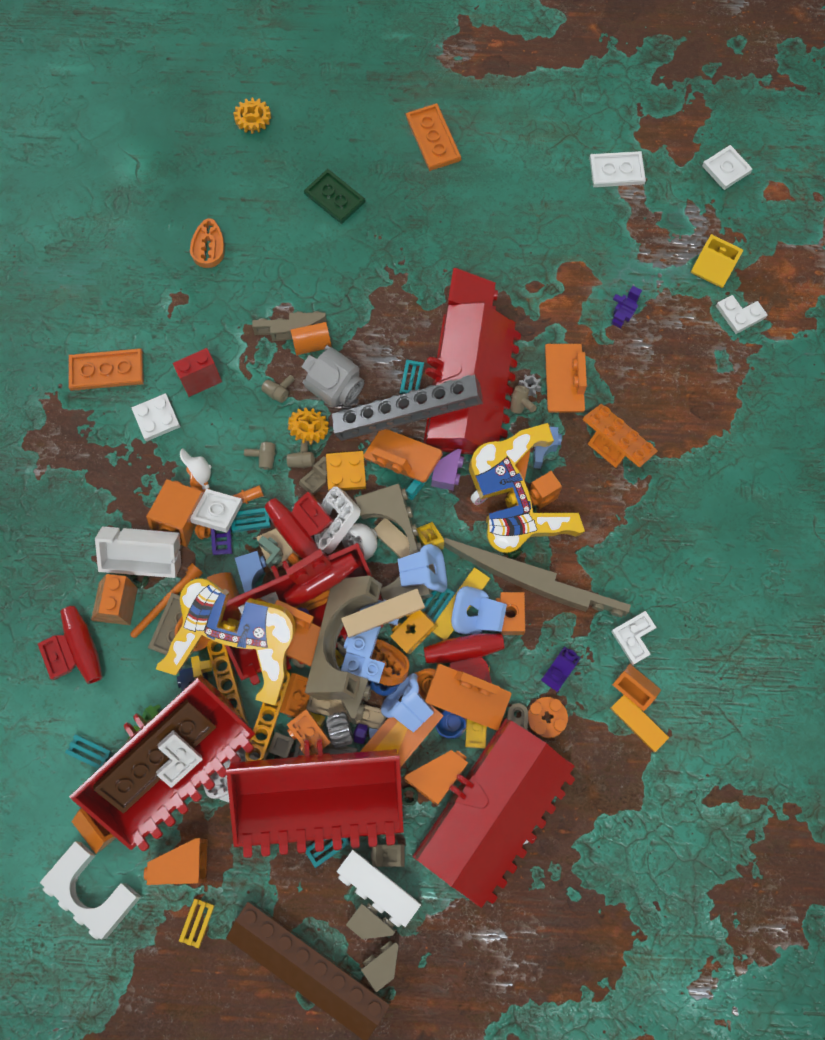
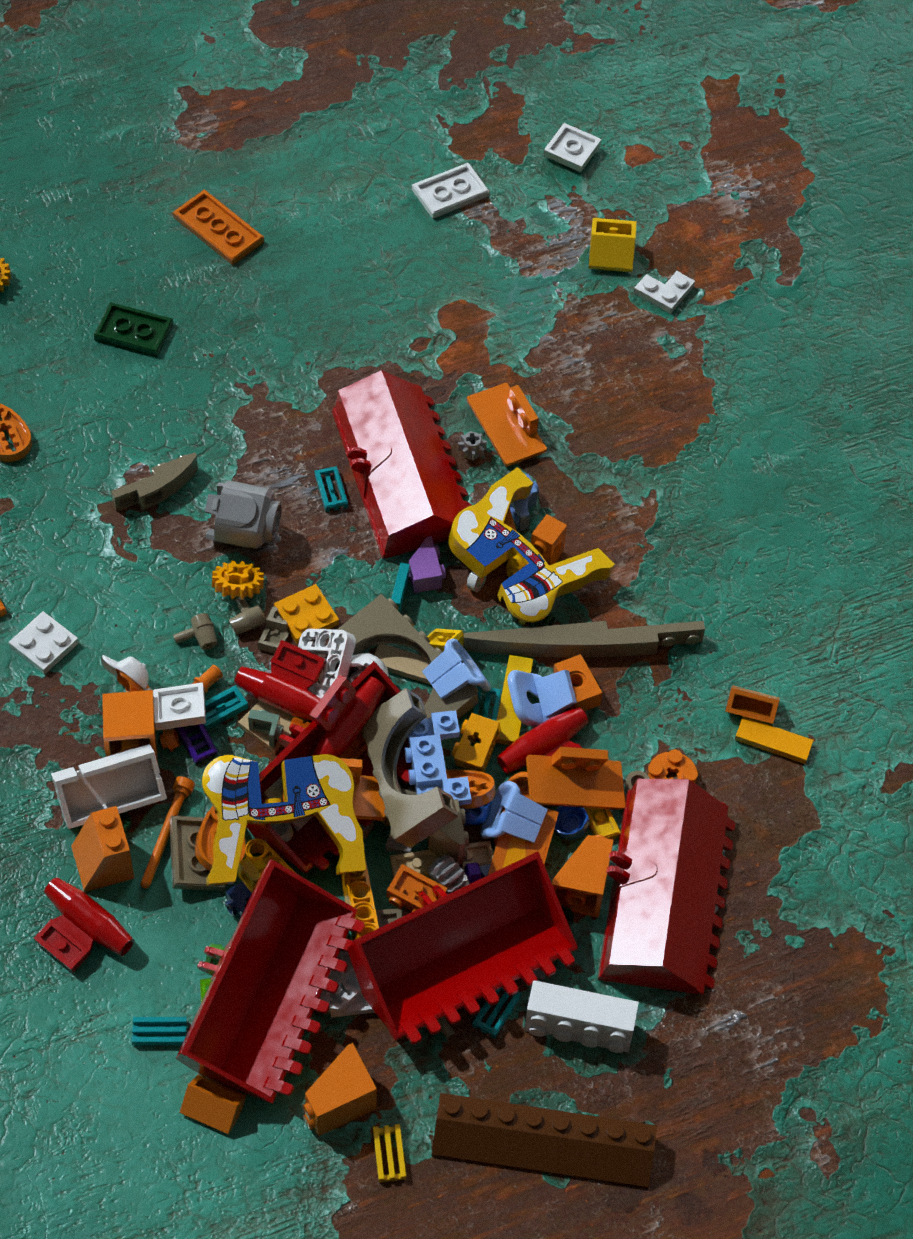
camera: 30 degrees left, 15 degrees down
(62, 884) = (272, 1196): white arch -> none
(137, 770) = (251, 984): reddish brown plate -> none
(182, 759) = (287, 973): white plate -> none
(197, 372) = (73, 570): red slope -> none
(250, 569) = (251, 748): medium blue arch -> none
(277, 391) = (178, 559): dark tan piece -> none
(295, 698) = (379, 862): orange bracket -> none
(310, 338) = (190, 488): orange brick -> none
(368, 924) = (589, 1063): dark tan slope -> none
(381, 969) = (628, 1097): dark tan slope -> none
(383, 613) = (439, 723): tan tile -> none
(388, 856) = (576, 978): dark tan bracket -> none
(403, 455) = (366, 567): orange bracket -> none
(416, 411) = (360, 512): dark grey brick -> none
(471, 289) = (349, 366): red slope -> none
(520, 400) = (469, 462): dark tan piece -> none
(561, 668) = (661, 718): dark purple slope -> none
(616, 439) = (596, 466): orange bracket -> none
(626, 306) = (536, 327): dark purple piece -> none
(630, 634) = (718, 655): white plate -> none

